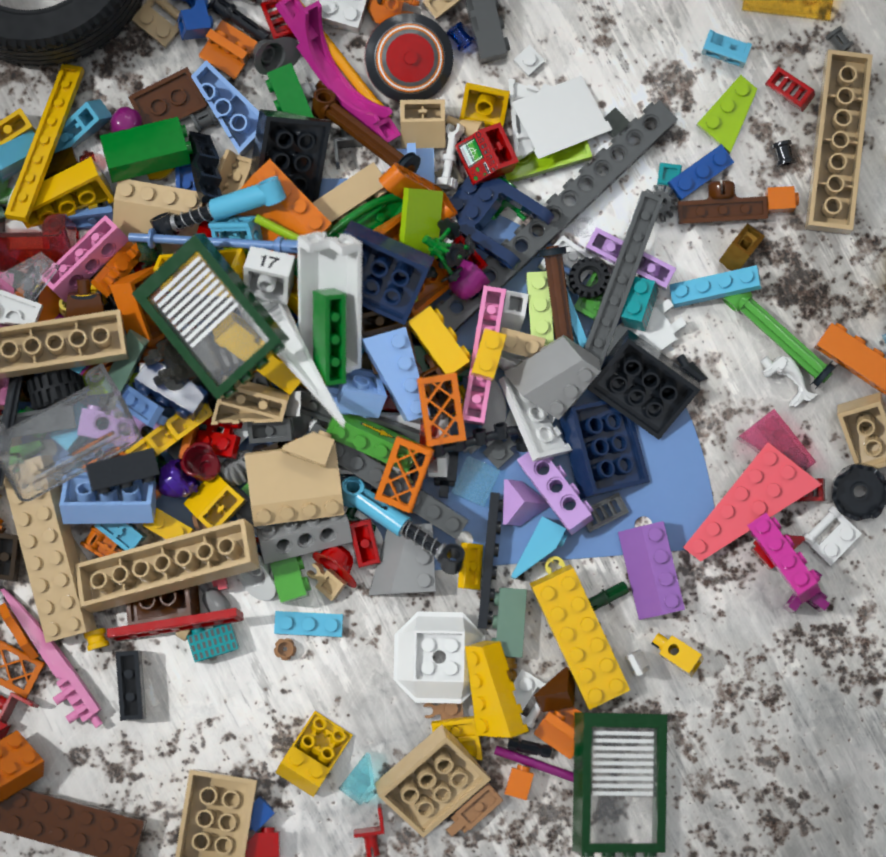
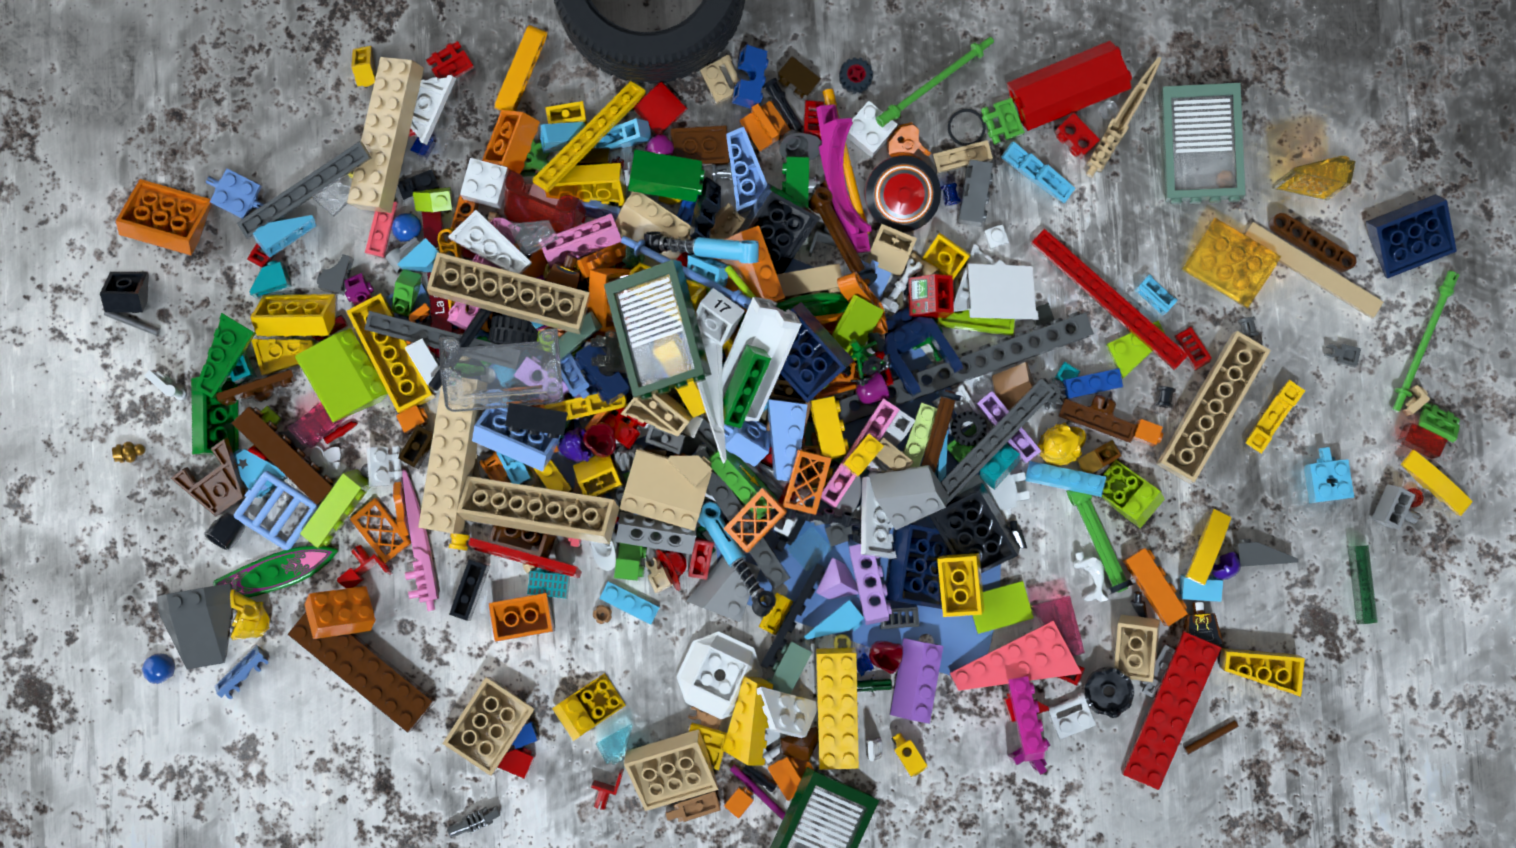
camera: 20 degrees right, 0 degrees up
(107, 79) = (660, 108): none -> red slope
(199, 689) = (521, 617): none -> orange slope
(529, 663) = (788, 712): none -> white wing
(588, 578) = (864, 664): none -> clear blue wheel
(607, 558) = (886, 655): none -> dark red hair
(615, 210) = (1012, 384): none -> medium nougat slope
(653, 447) = (961, 585): none -> yellow brick
(678, 75) = (1109, 299): none -> red plate
(695, 252) = (1061, 444): none -> yellow head
(706, 454) = (1003, 608): none -> lime tile
(791, 272) = (1130, 494): none -> lime slope
(852, 386) = (1139, 605): none -> black bar

